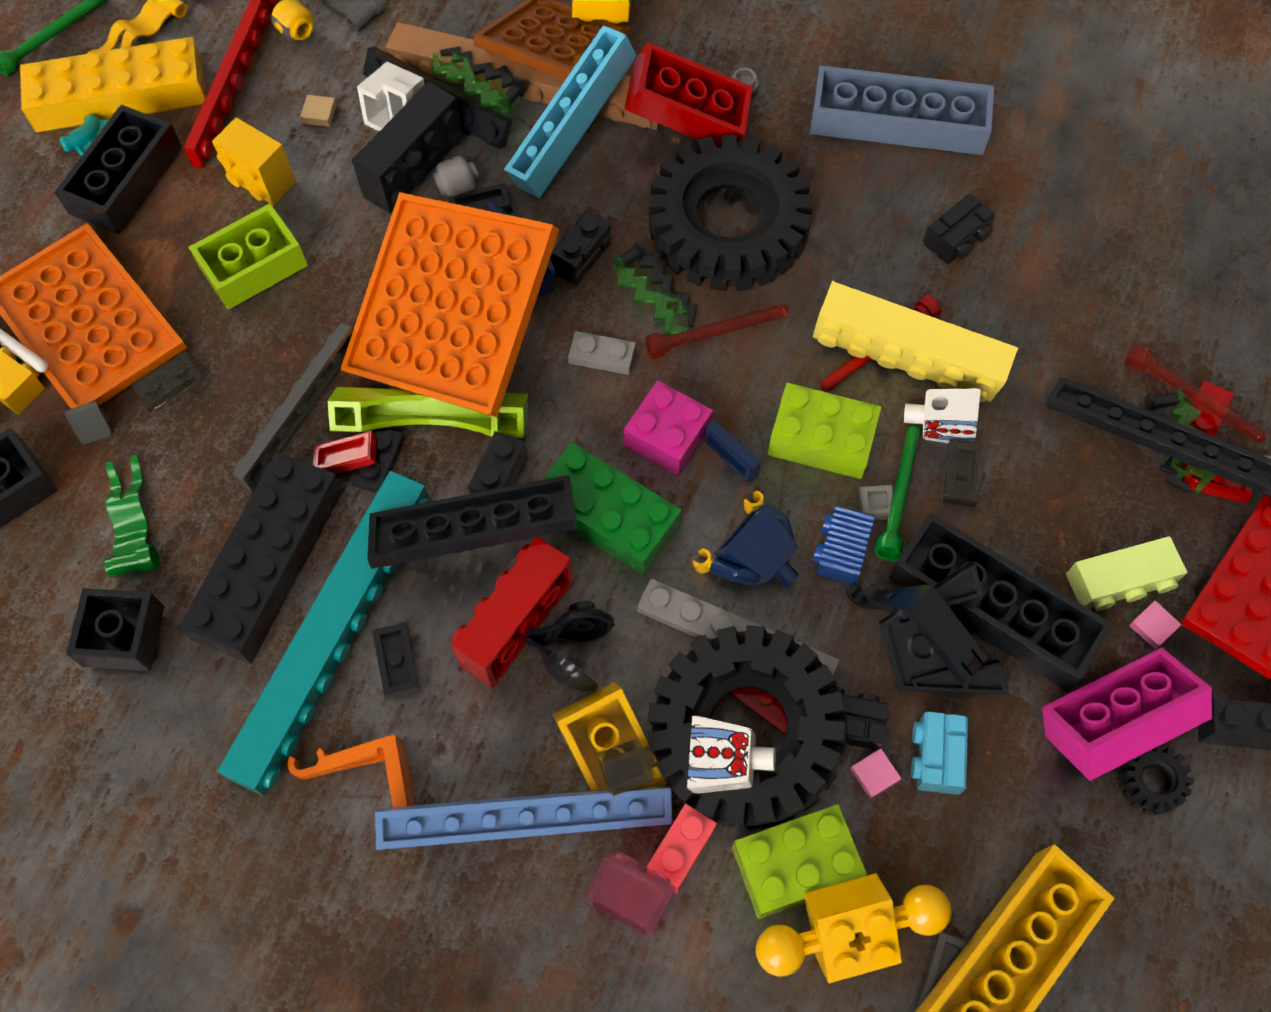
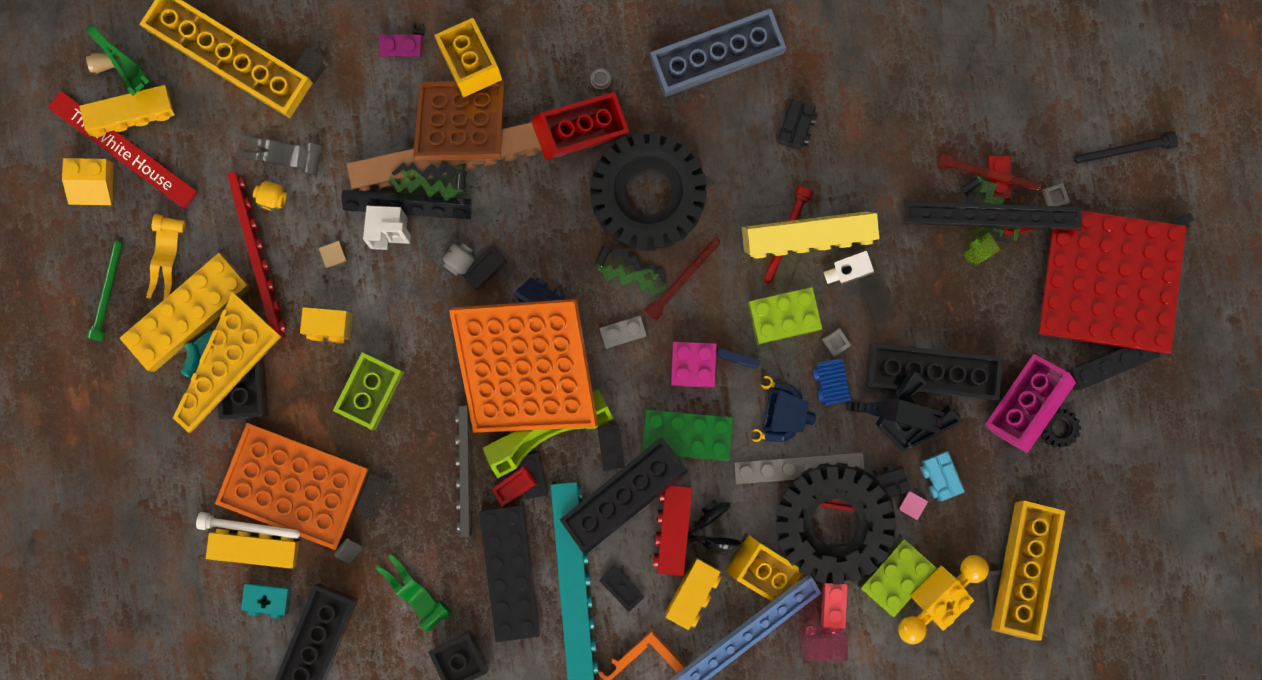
camera: 35 degrees left, 20 degrees up
(107, 132) = (229, 355): none -> yellow wing
(408, 146) = (419, 258): black brick -> none
(486, 712) = (693, 593): none -> yellow brick
(571, 111) = (511, 179): medium azure brick -> none
(581, 247) = (570, 269): black brick -> none
(626, 766) = (784, 580): clear smoke brick -> none
(724, 756) = (836, 552): torso -> none
(889, 544) = (857, 369): green piece -> none
(1127, 574) = (996, 314): yellowish green brick -> none
(1142, 485) = (981, 250): none -> clear neon green brick
(1155, 625) = (1023, 334): bright pink tile -> none

